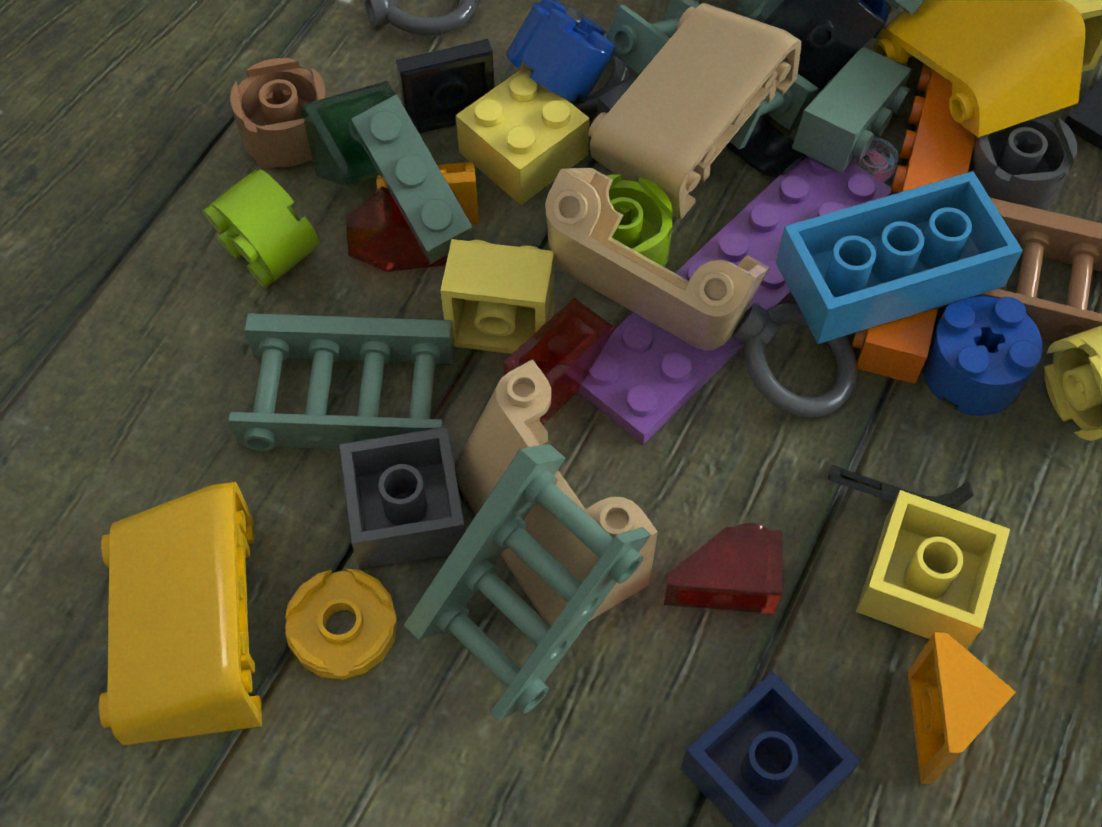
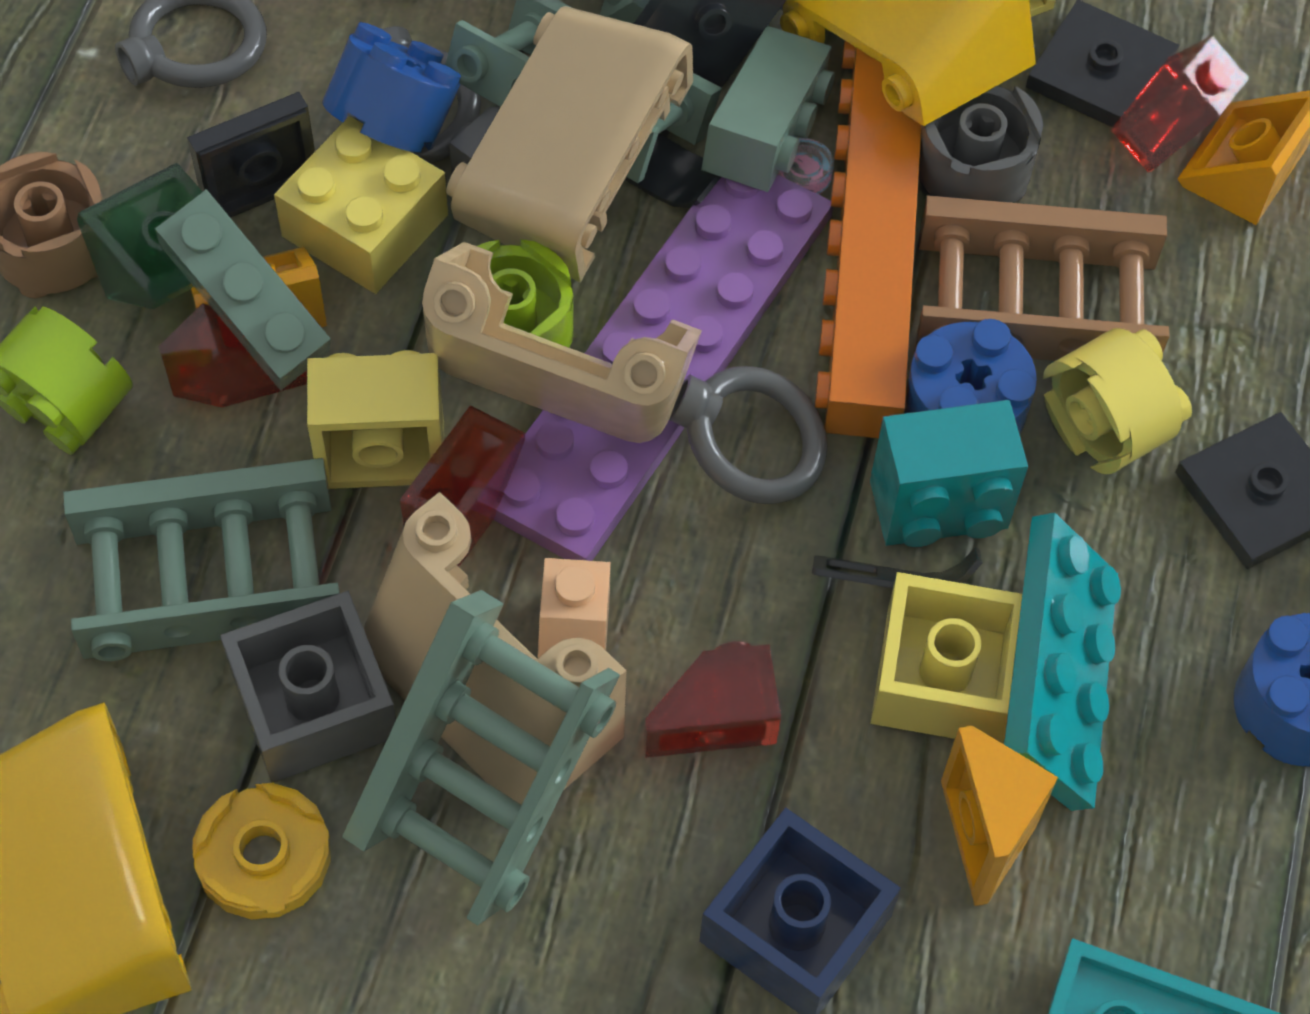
camera: 15 degrees left, 0 degrees up
(628, 468) = (574, 602): none -> light nougat slope
(896, 256) = (847, 293): dark azure brick -> none
(956, 416) = (947, 473): none -> teal brick
(1031, 589) = (1063, 660): none -> teal plate

